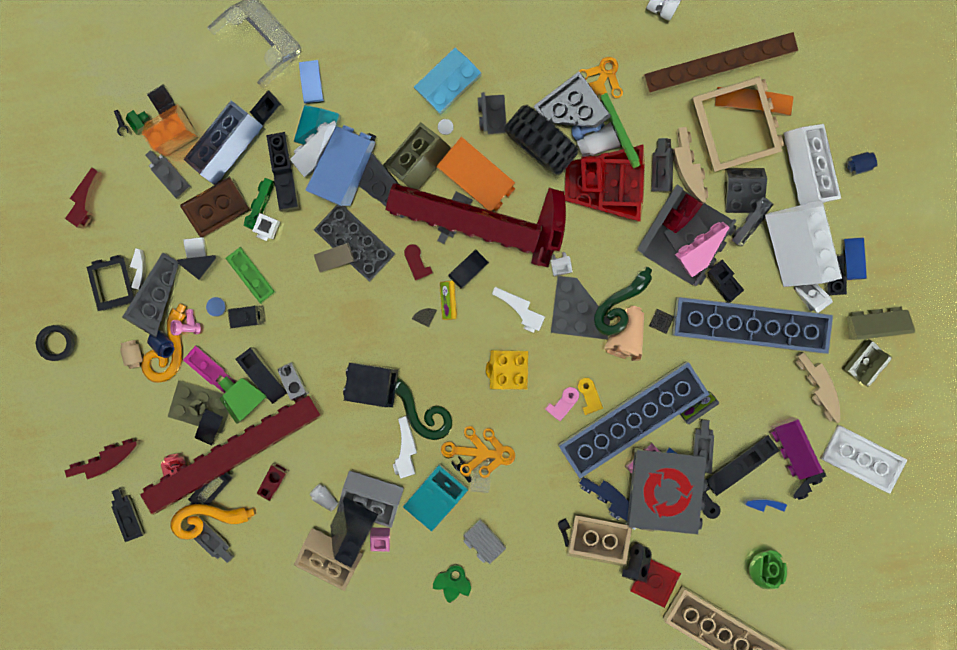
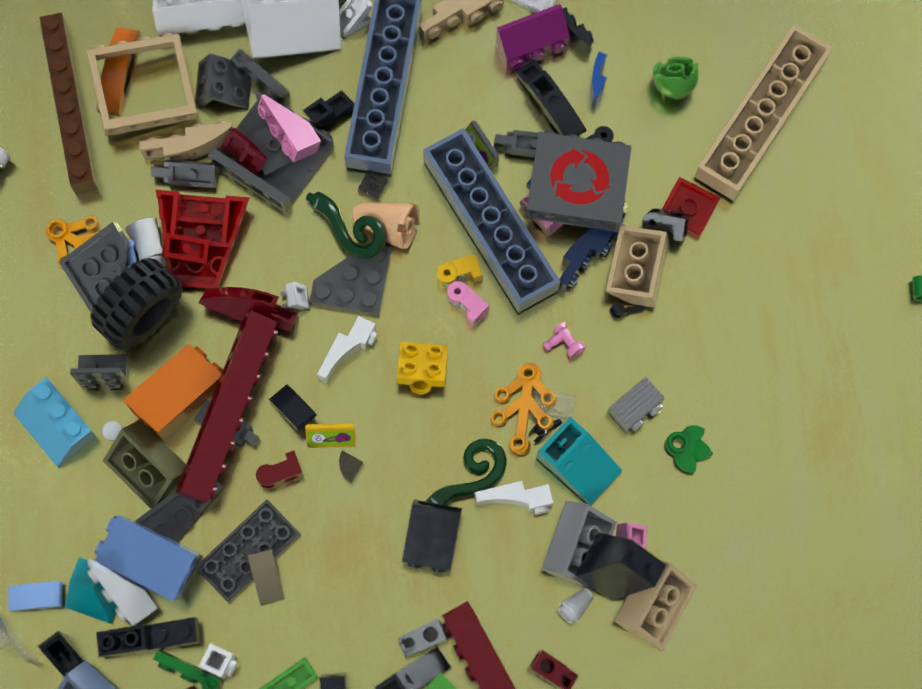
camera: 90 degrees left, 15 degrees down
(540, 482) = (562, 333): none -> bright pink piece
(620, 131) = (141, 211): bright green tile -> none

